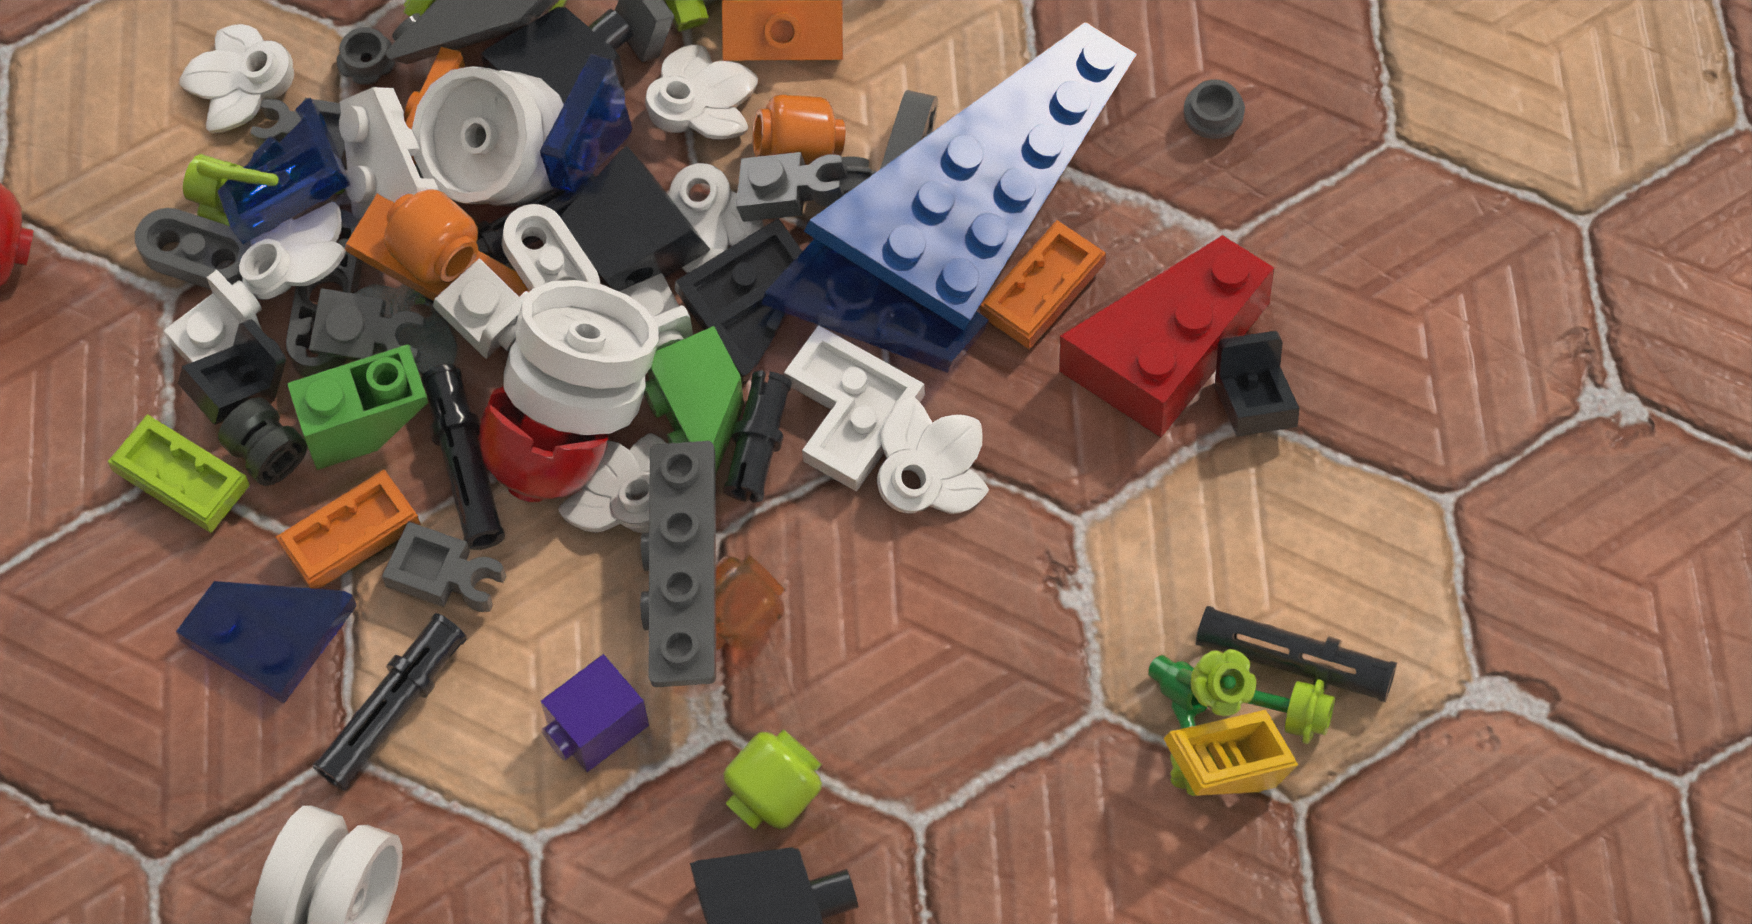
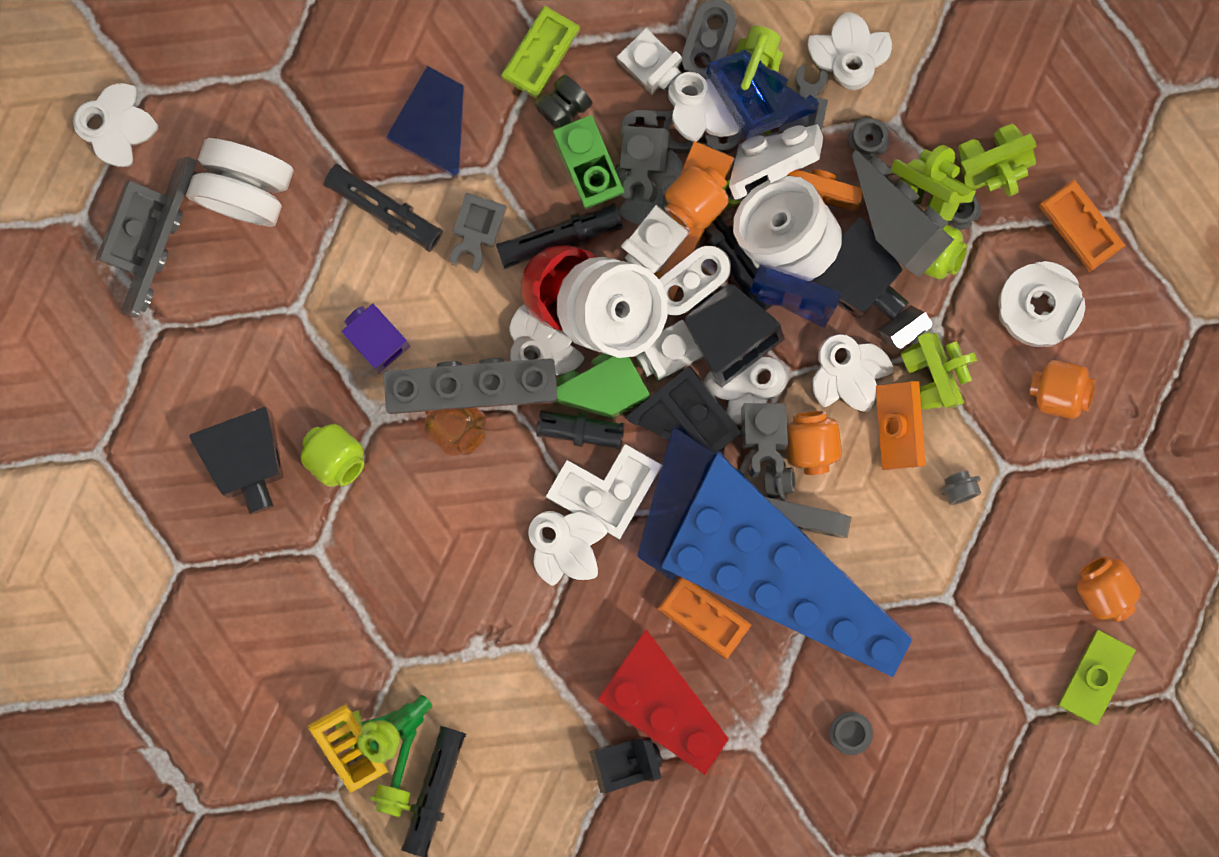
camera: 85 degrees right, 20 degrees up
(235, 374) = (610, 79): black bracket -> none
(347, 530) = (502, 167): orange plate -> none

